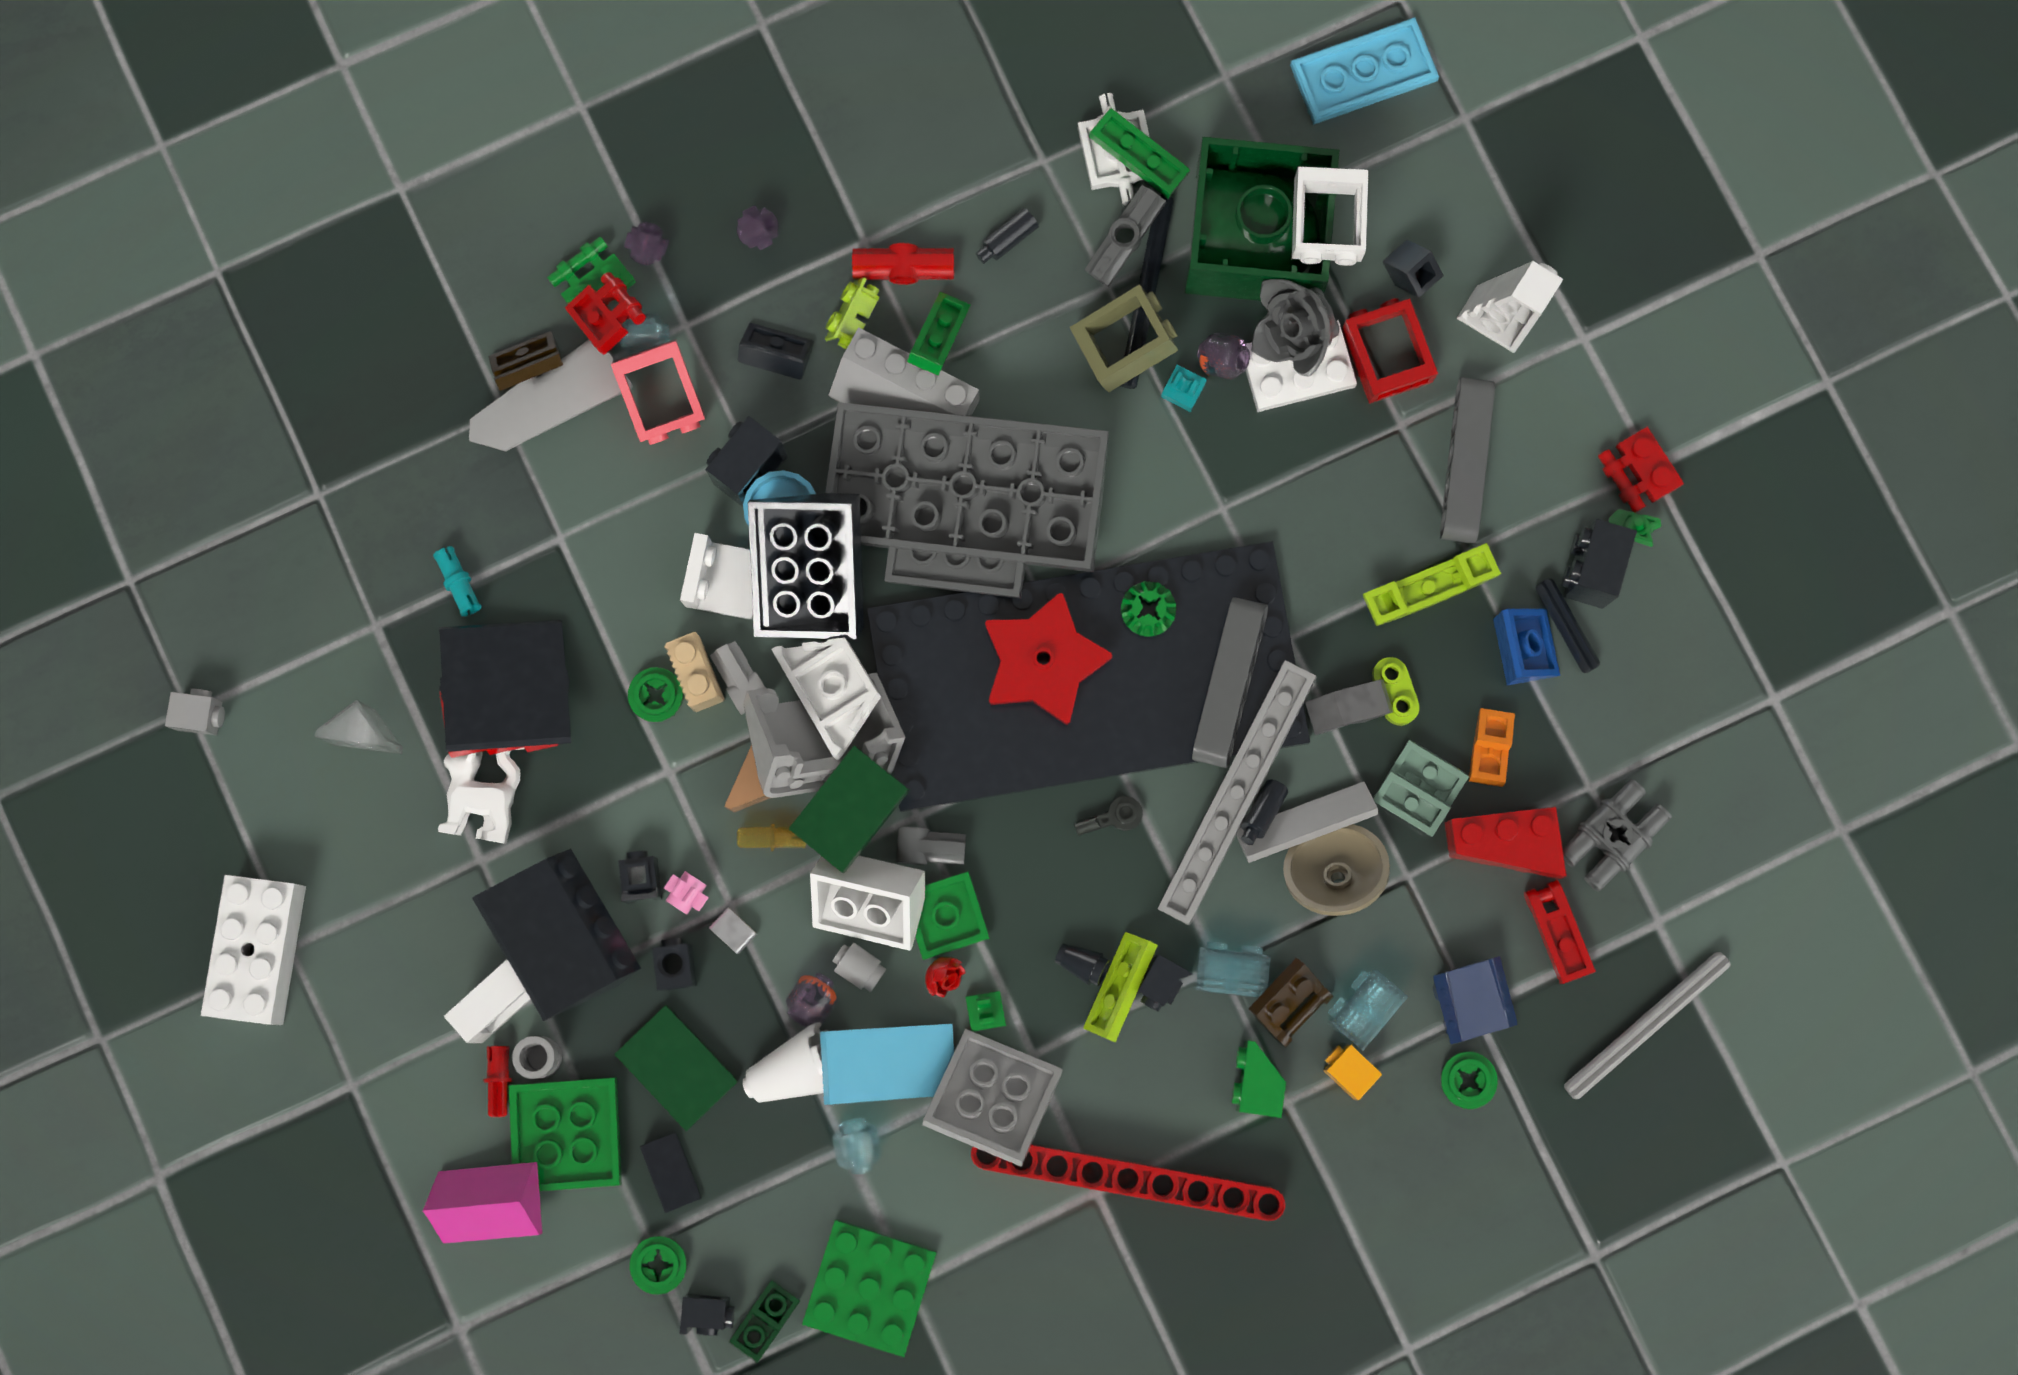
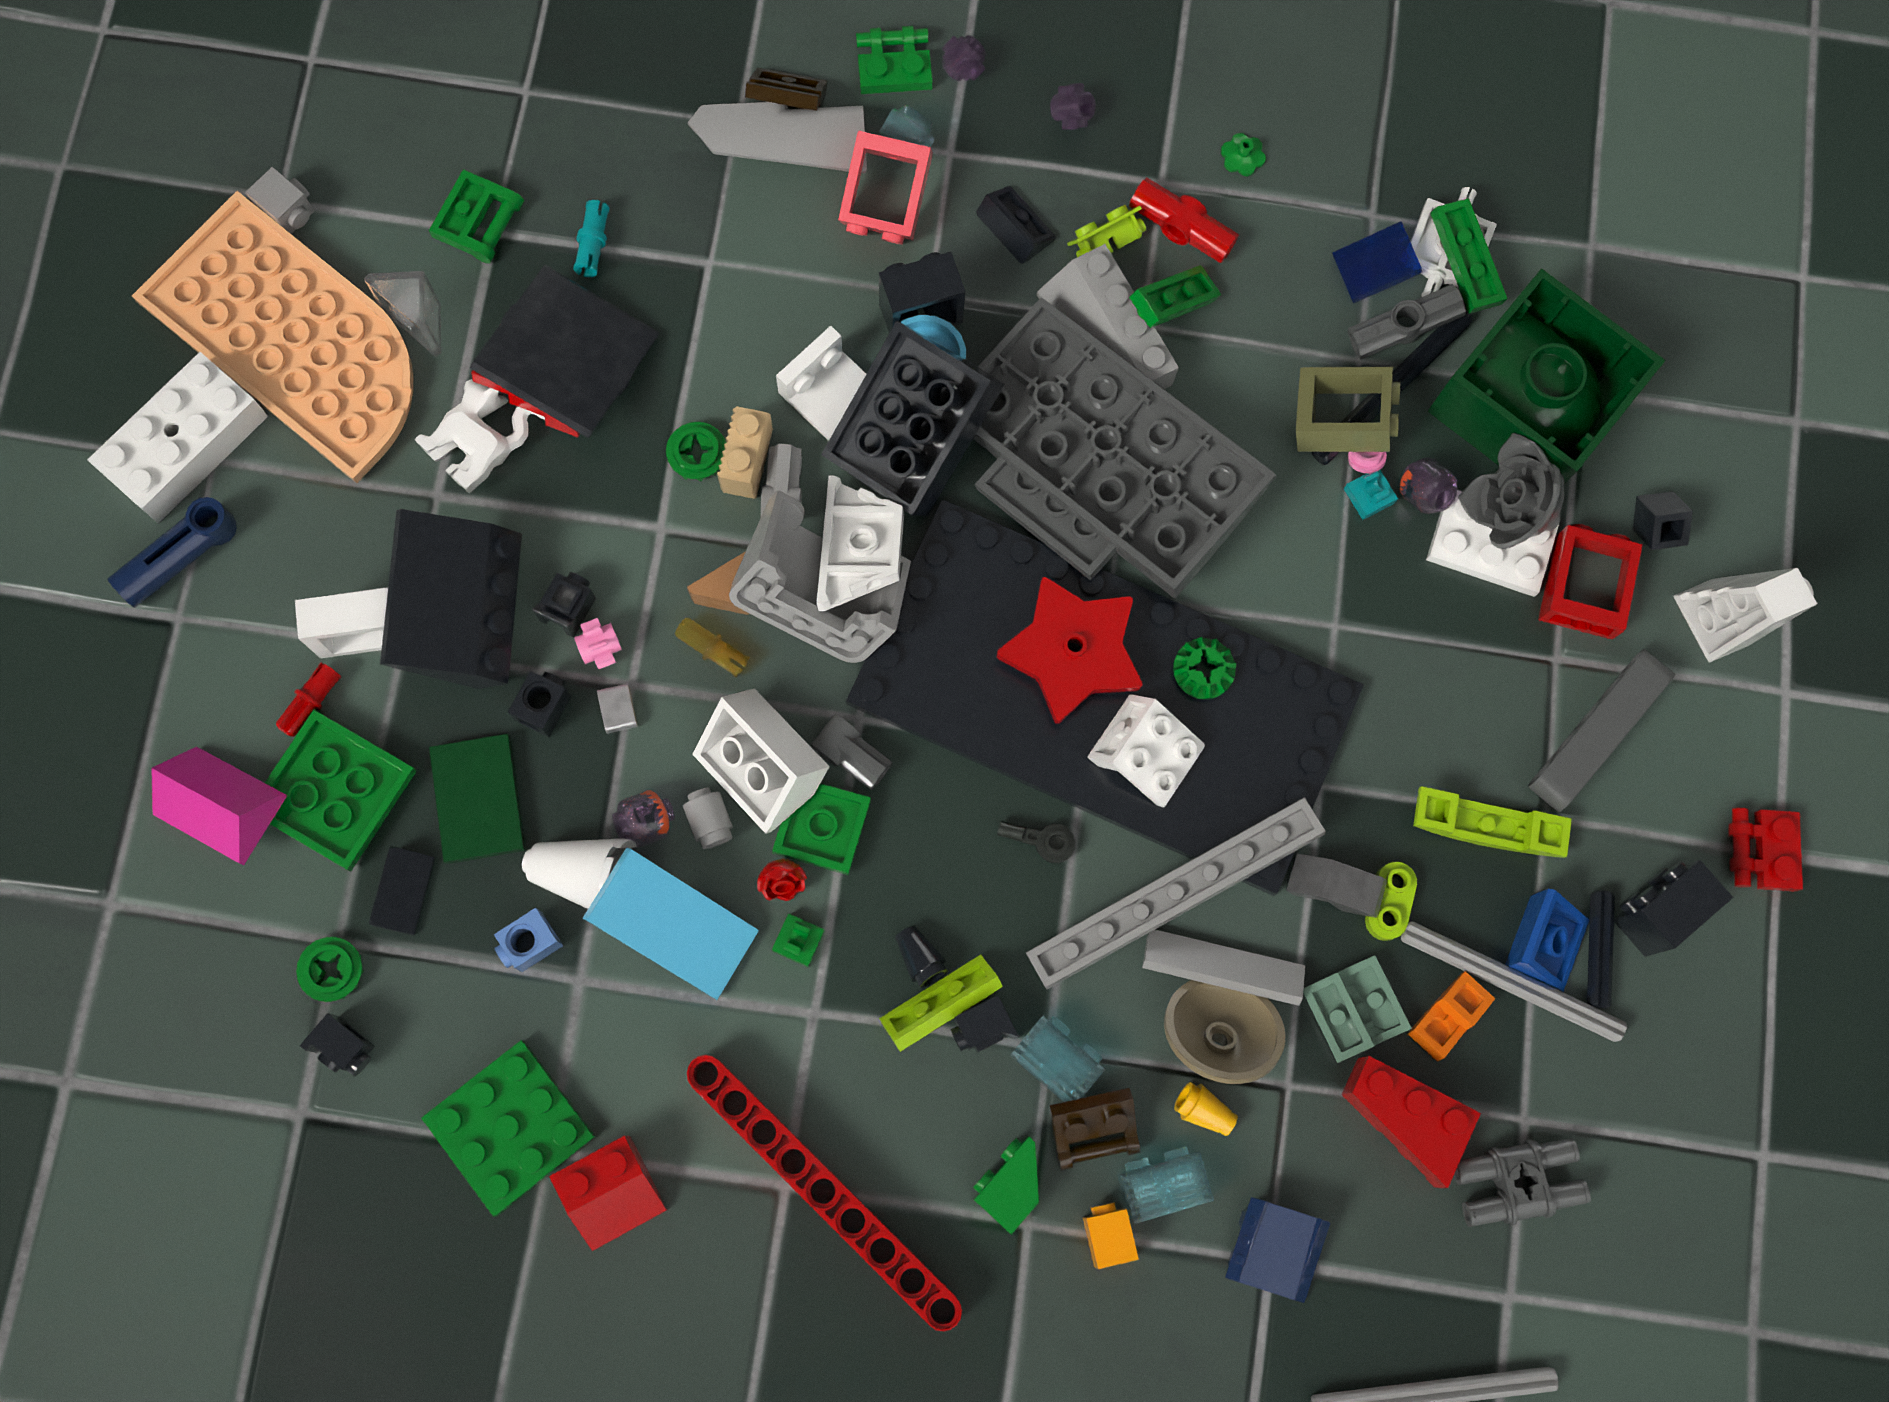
camera: 25 degrees right, 5 degrees down
(275, 812) = (288, 333): none -> light nougat plate
(313, 1040) = (174, 551): none -> dark blue piece
(343, 623) = (465, 211): none -> green plate
(537, 1057) = (357, 701): light grey piece -> none
(597, 320) = (874, 91): red plate -> none
(764, 1321) = (388, 1091): dark green slope -> none
(801, 1135) = (545, 941): none -> medium blue brick
(849, 809) = (797, 661): dark green tile -> none
(856, 1145) = (590, 983): clear light blue head -> none
(912, 183) = (1243, 154): none -> green plant
(974, 1284) = (608, 1192): none -> red slope
(992, 1097) = (747, 1024): light grey plate -> none
(1007, 236) = (1296, 256): black cylinder -> none
(1072, 201) = (1377, 262): none -> clear blue plate
(1146, 698) = (1148, 748): none -> white bracket
(1166, 367) = (1367, 461): none -> bright pink plate
(1230, 682) = (1237, 785): dark grey beam -> none
(1263, 811) = (1189, 928): black cylinder -> none
(1330, 182) = (1639, 380): white window -> none
(1359, 935) = (1204, 1109): none -> yellow cone
(1364, 70) = (1727, 320): medium azure tile -> none
(1485, 1080) = (1236, 1336): green gear -> none
(1520, 691) = (1514, 982): none -> light grey axle
(1560, 933) = (1404, 1241): red plate -> none
(1641, 523) = (1737, 906): green piece -> none

